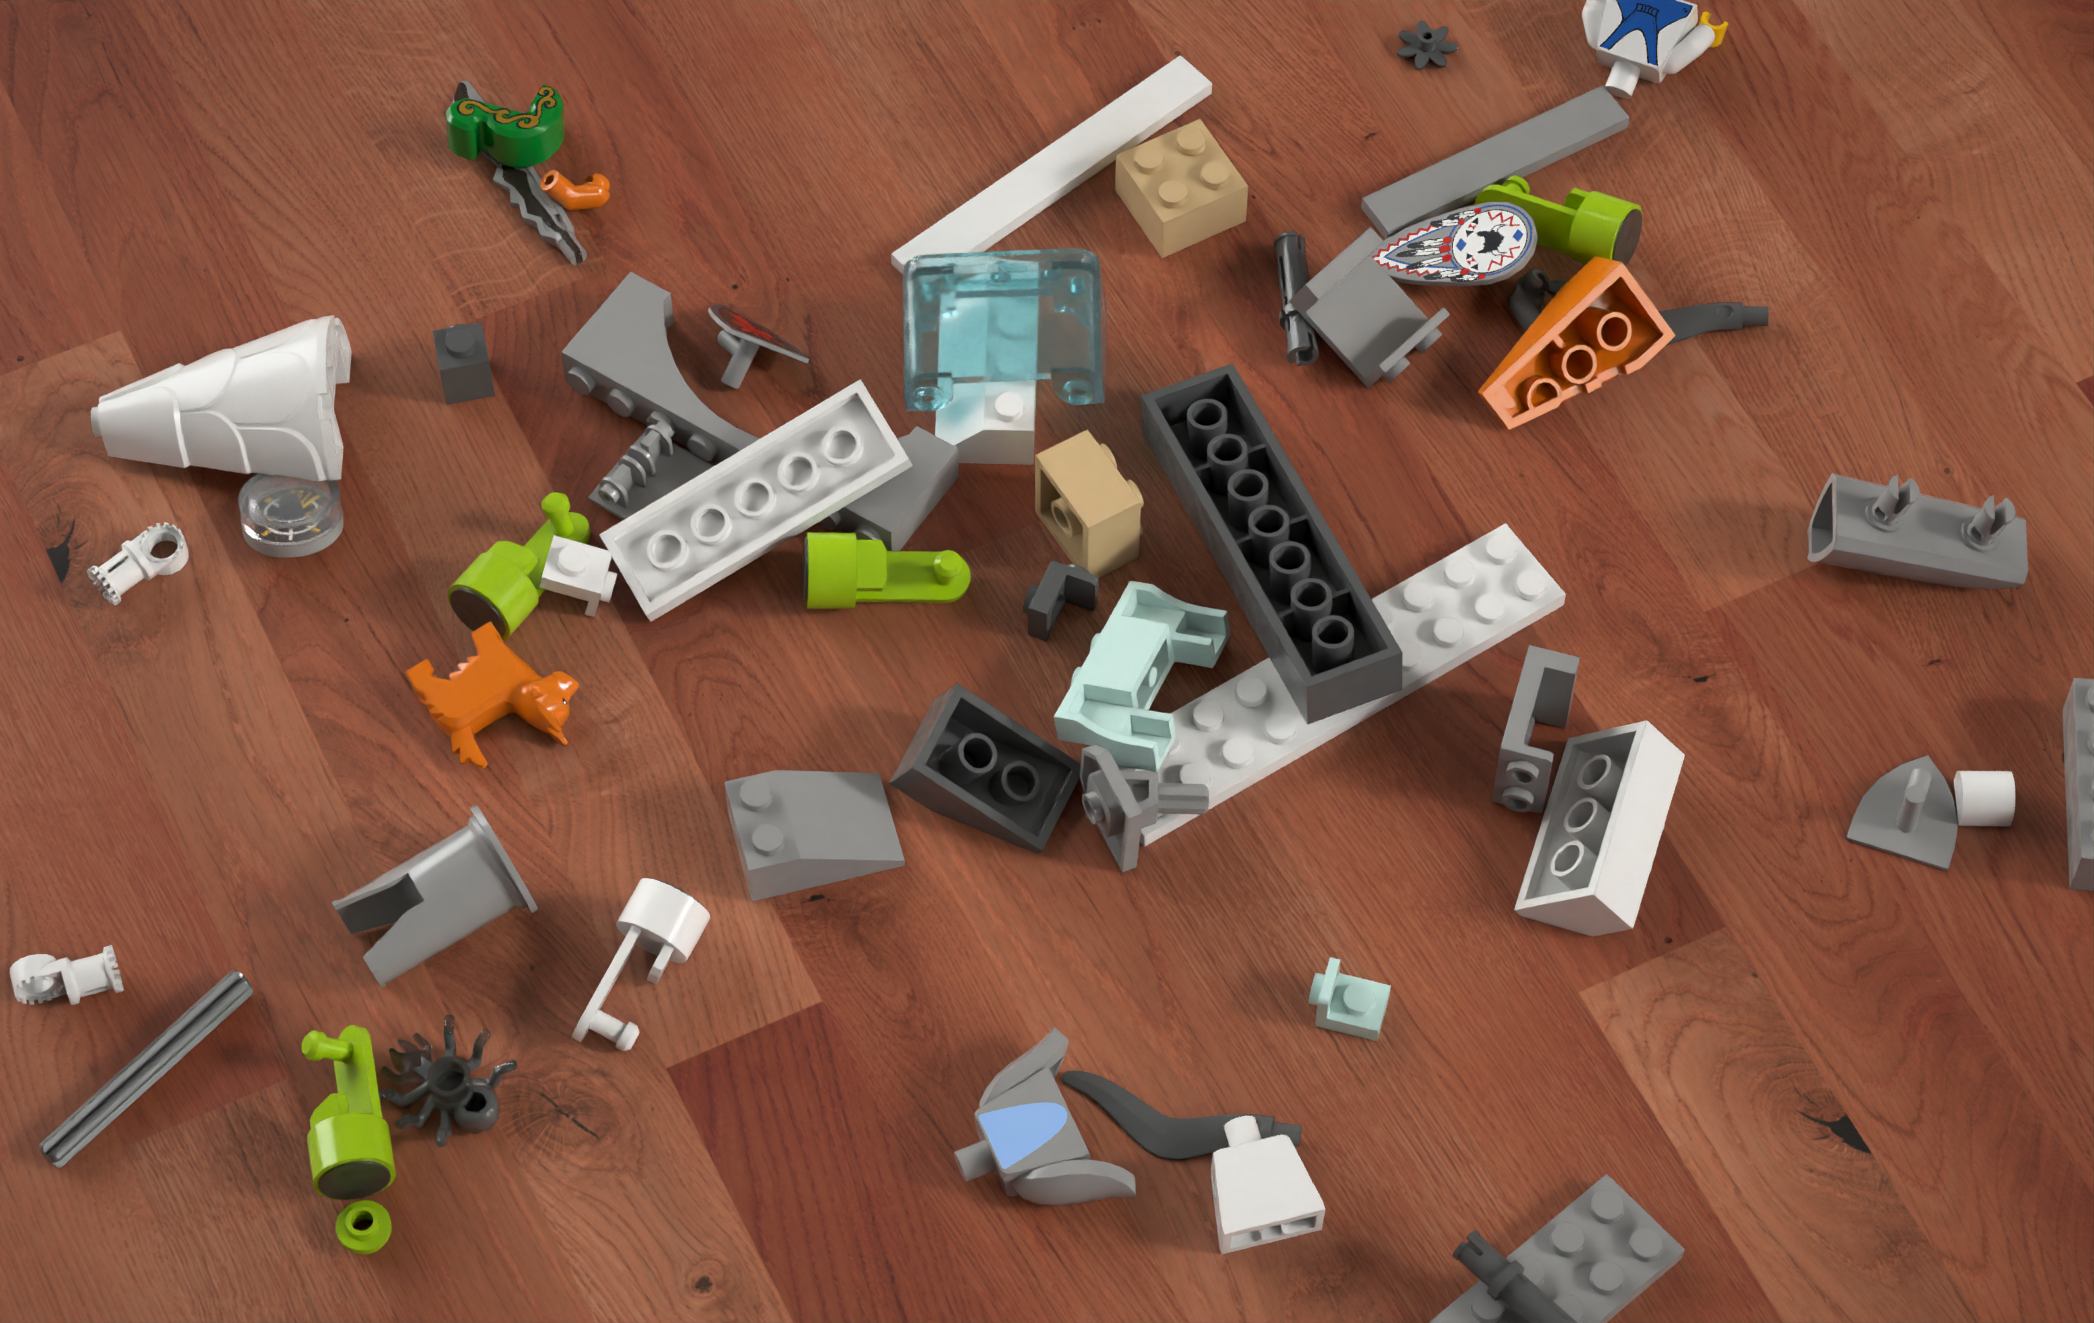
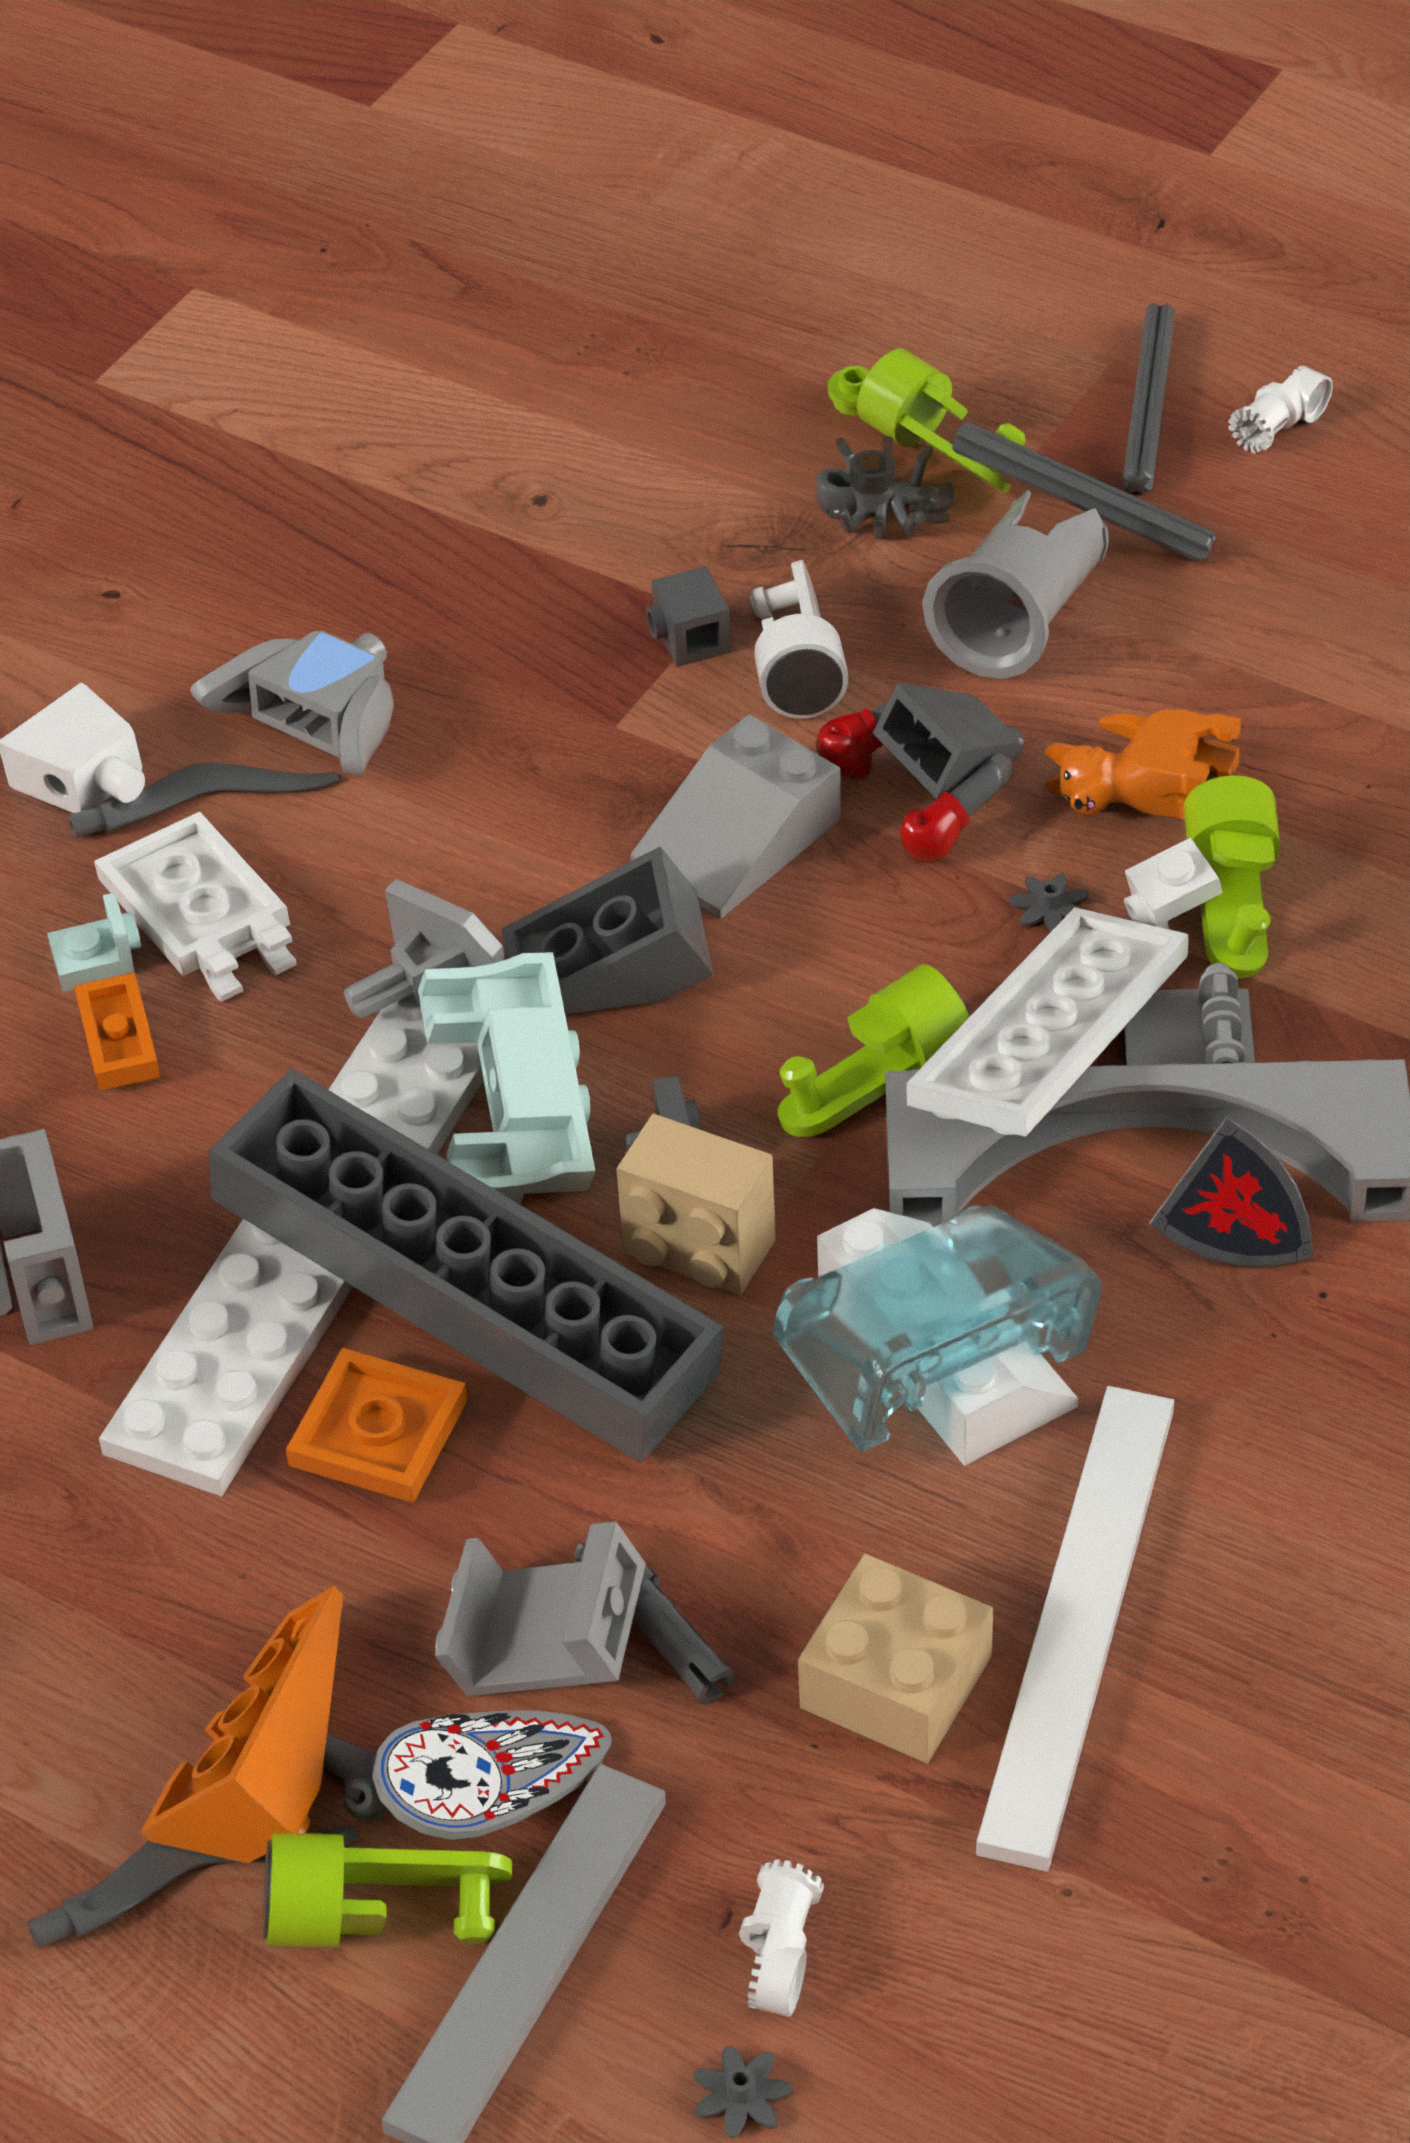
camera: 150 degrees right, 10 degrees down
(308, 967) = (1083, 492): none -> dark grey axle
(625, 774) = (948, 746): none -> dark grey torso
(650, 647) = (1047, 901): none -> dark grey plant
(697, 1043) = (690, 616): none -> dark grey brick
(1248, 1003) = (199, 902): none -> white tile
(1357, 92) = (778, 1936): none -> white connector
(1376, 909) = (117, 1031): none -> orange plate
(1382, 505) = (377, 1425): none -> orange plate

